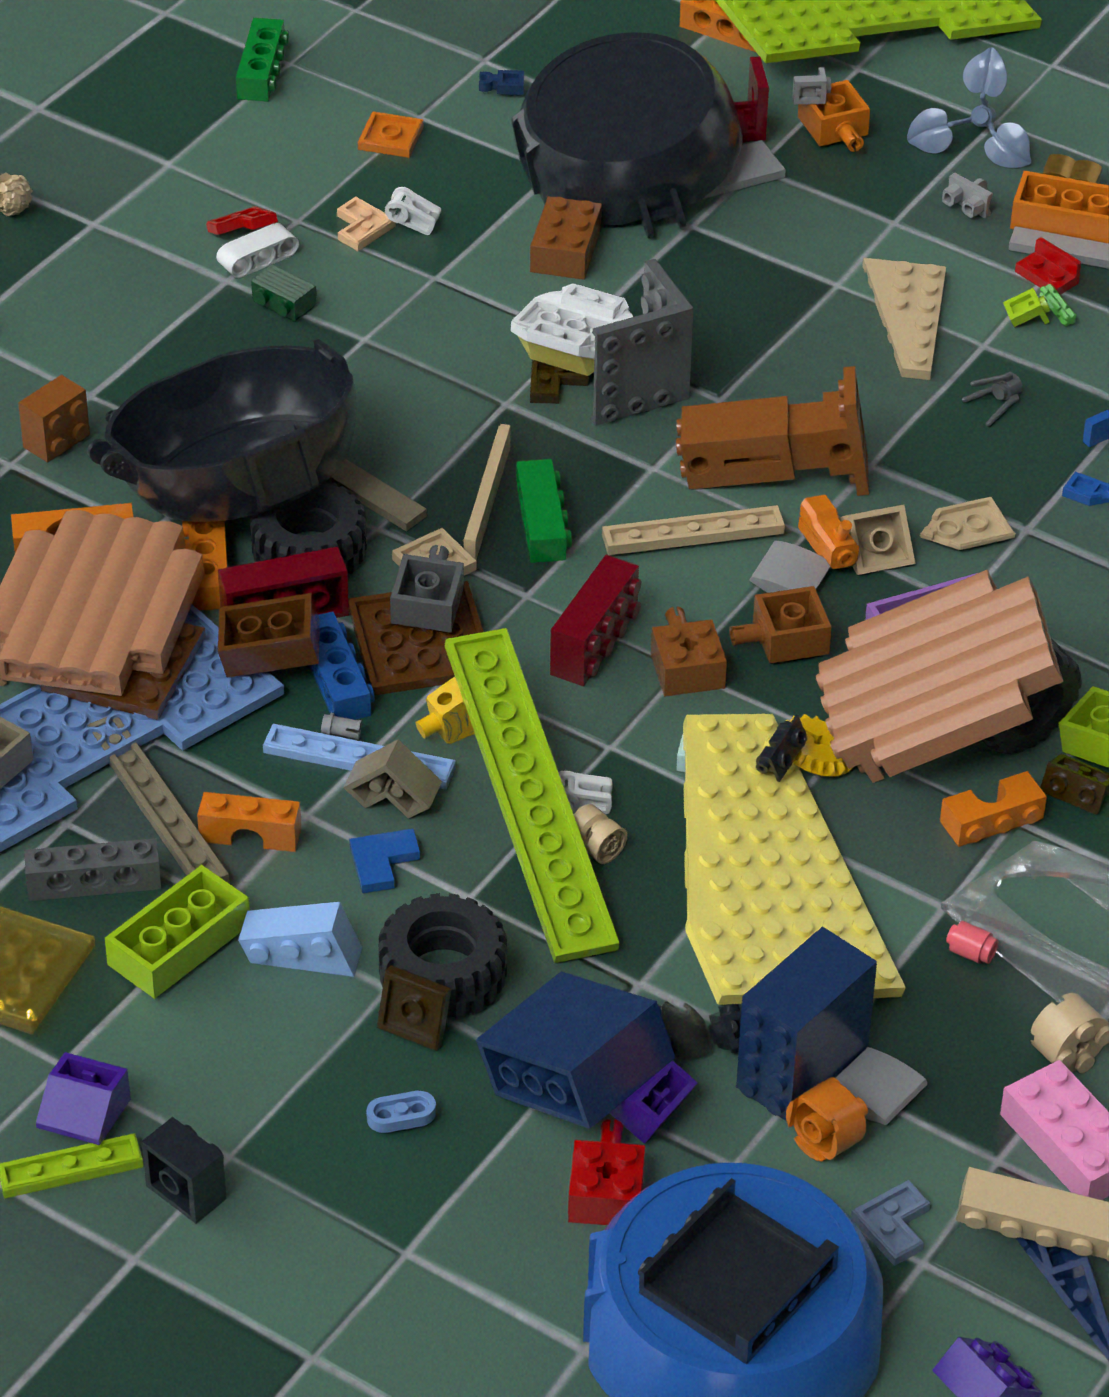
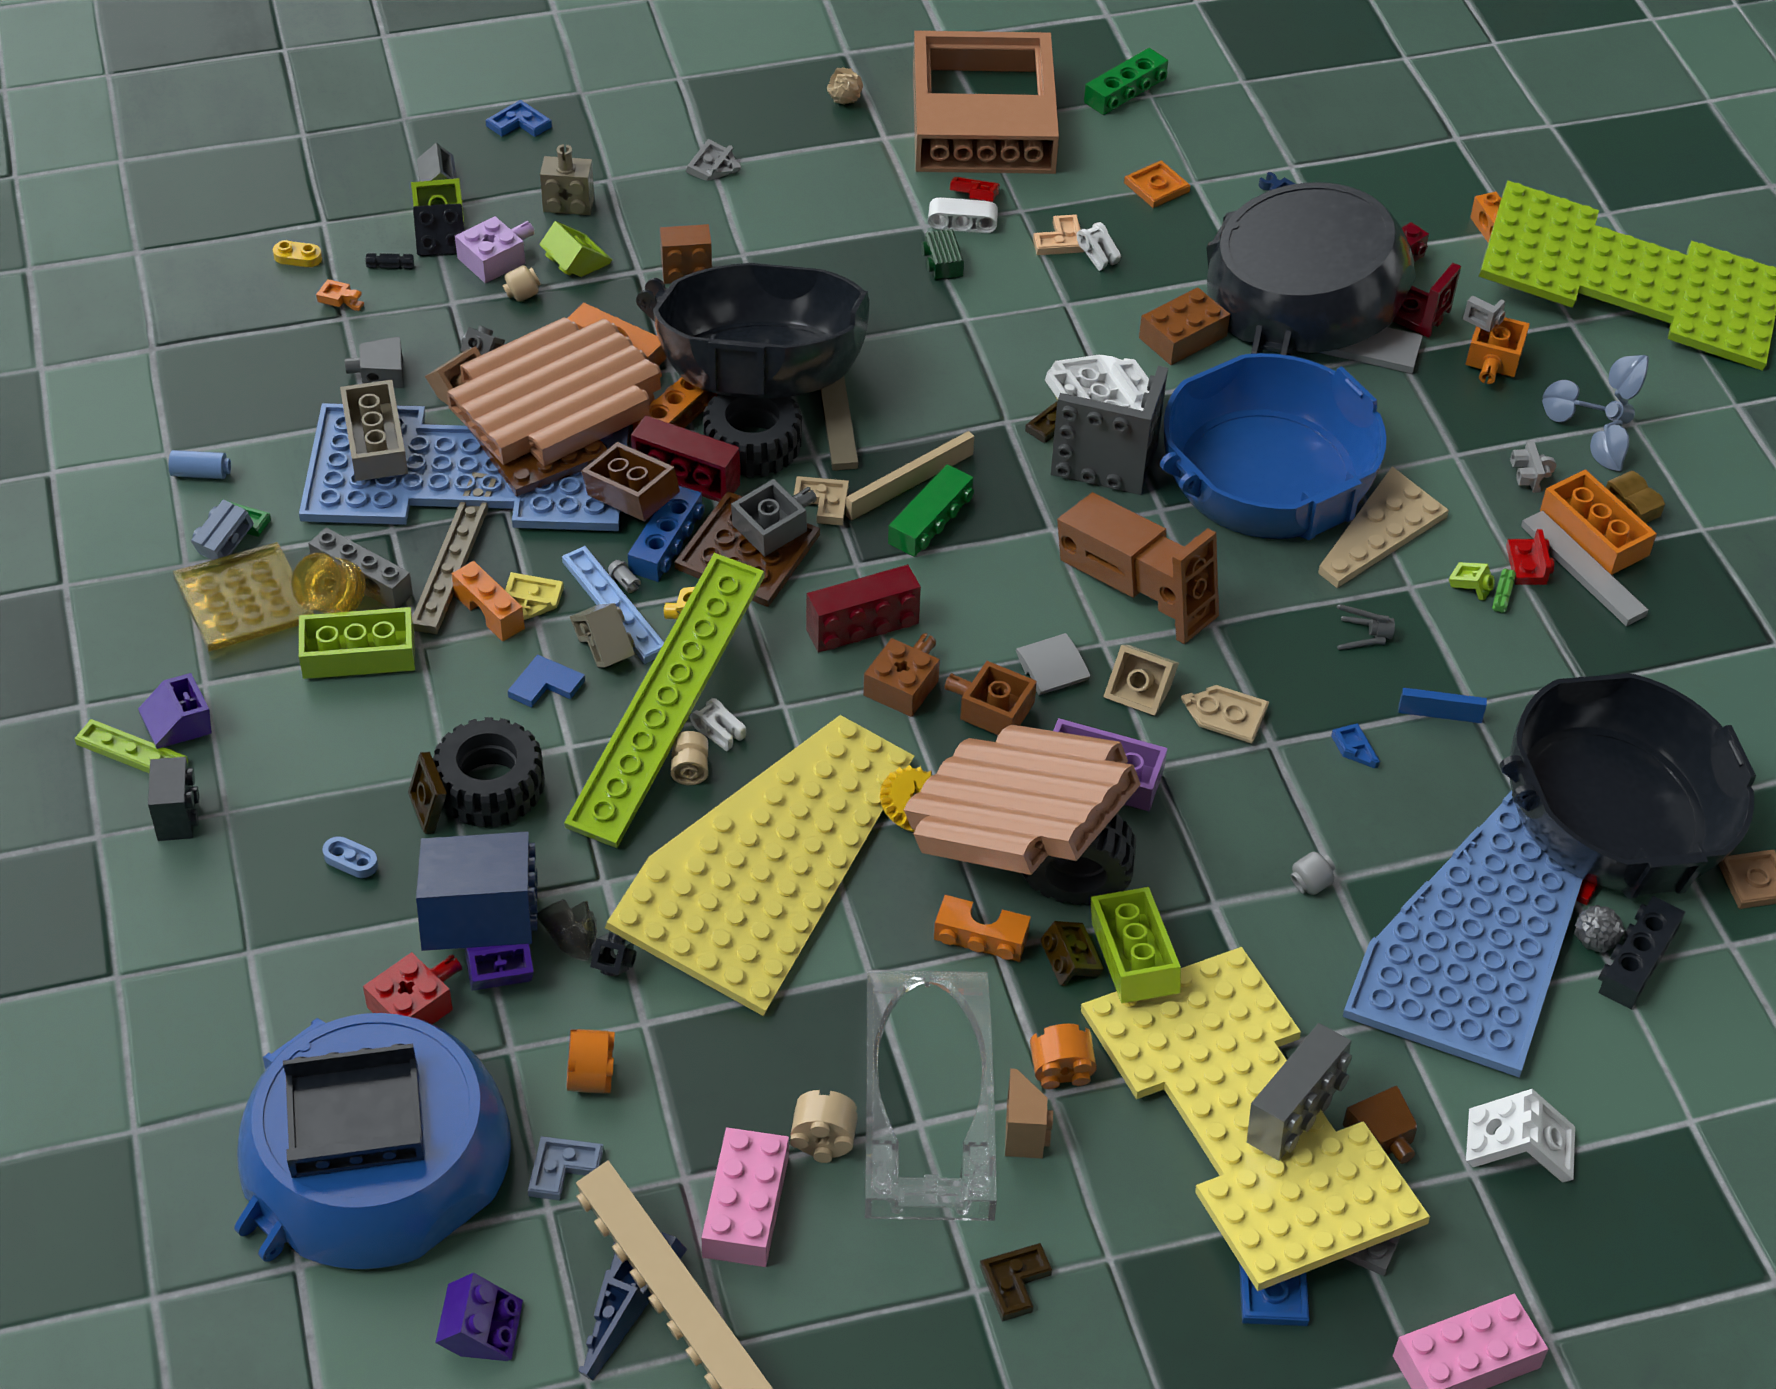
camera: 40 degrees right, 5 degrees up
(92, 875) = (328, 584): none -> clear yellow wheel
(180, 171) = (984, 129): none -> nougat panel
(281, 785) = (534, 593): none -> light yellow slope
(302, 938) = (423, 699): light blue wedge -> none
(693, 530) = (1020, 590): tan plate -> none
(777, 286) = (1273, 445): none -> blue container
(784, 748) = (873, 783): black hinge -> none
(805, 1021) = (632, 979): dark blue brick -> none
(826, 533) = (1105, 650): orange piece -> none
(881, 1083) = (662, 1064): light grey slope -> none
(972, 942) = (848, 1012): coral brick -> none

